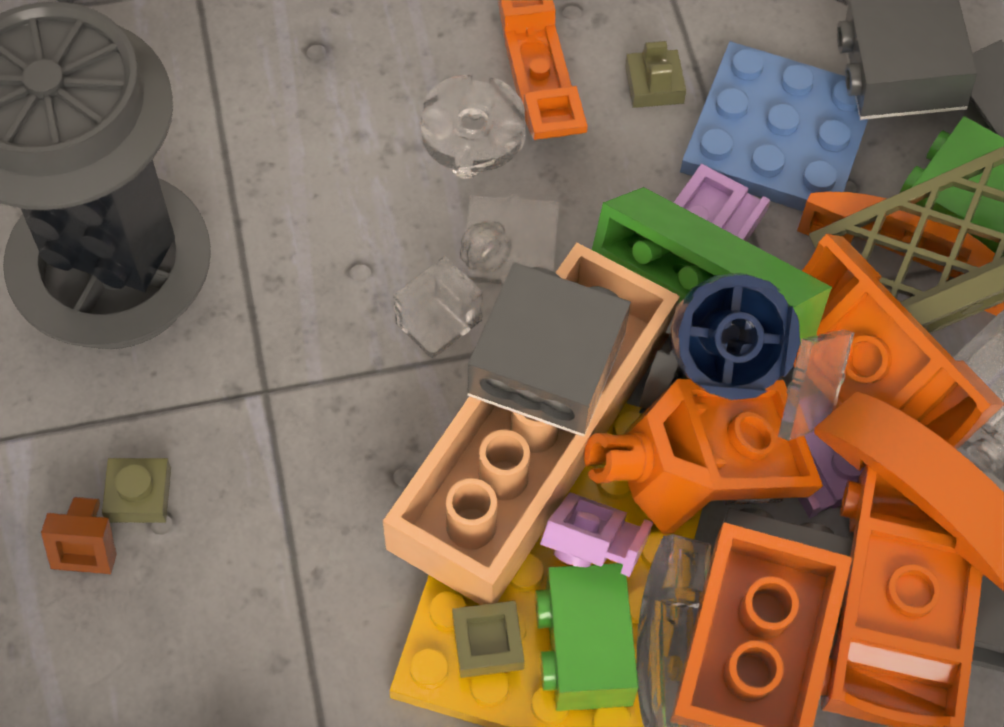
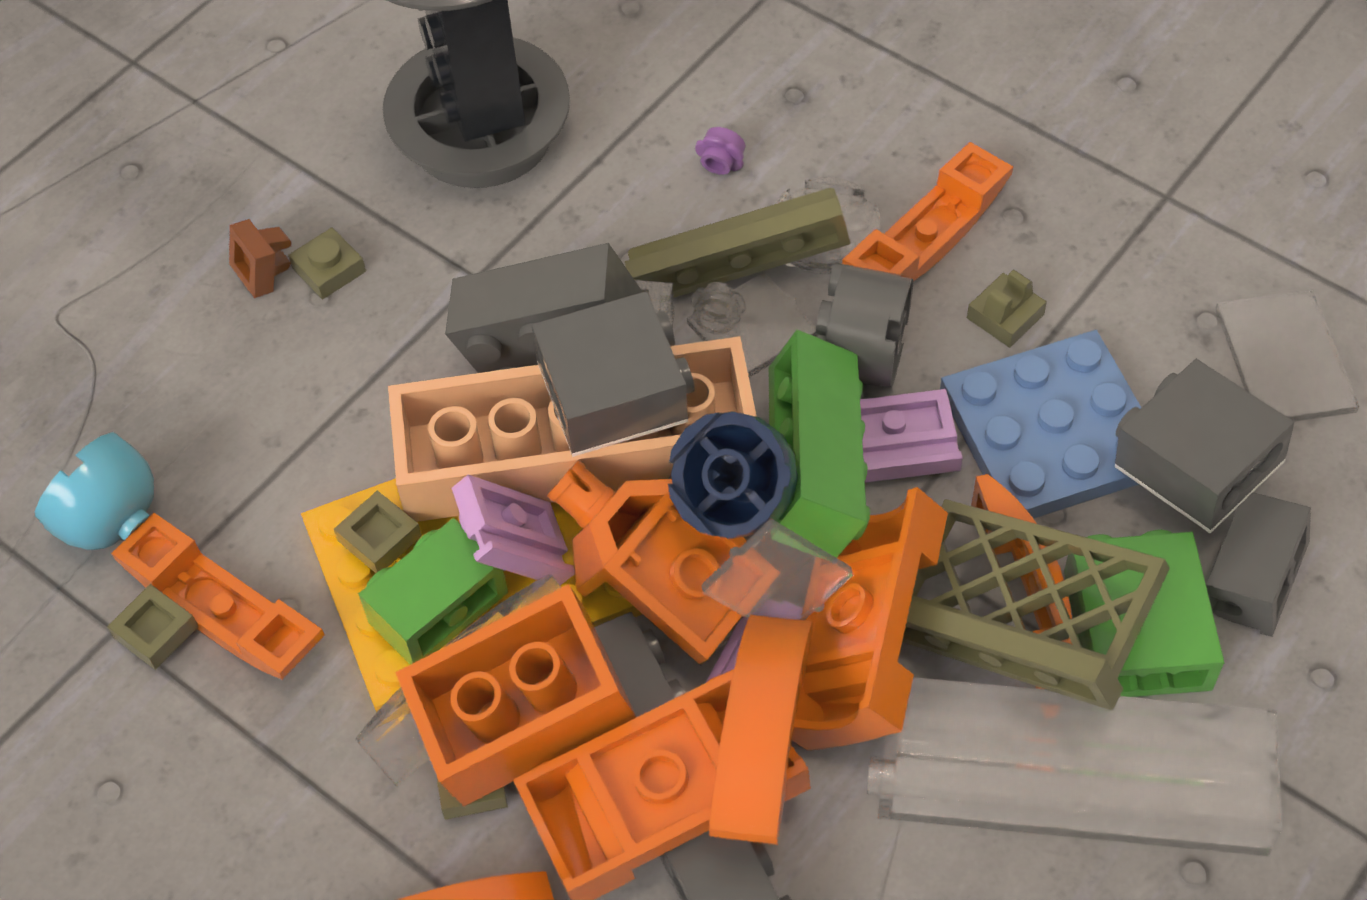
camera: 55 degrees right, 5 degrees down
(329, 134) = (721, 150): none -> medium lavender plate
(409, 362) = (495, 308): none -> dark grey brick
(441, 187) = (743, 243): none -> olive panel
(607, 158) = (867, 319): none -> dark grey brick

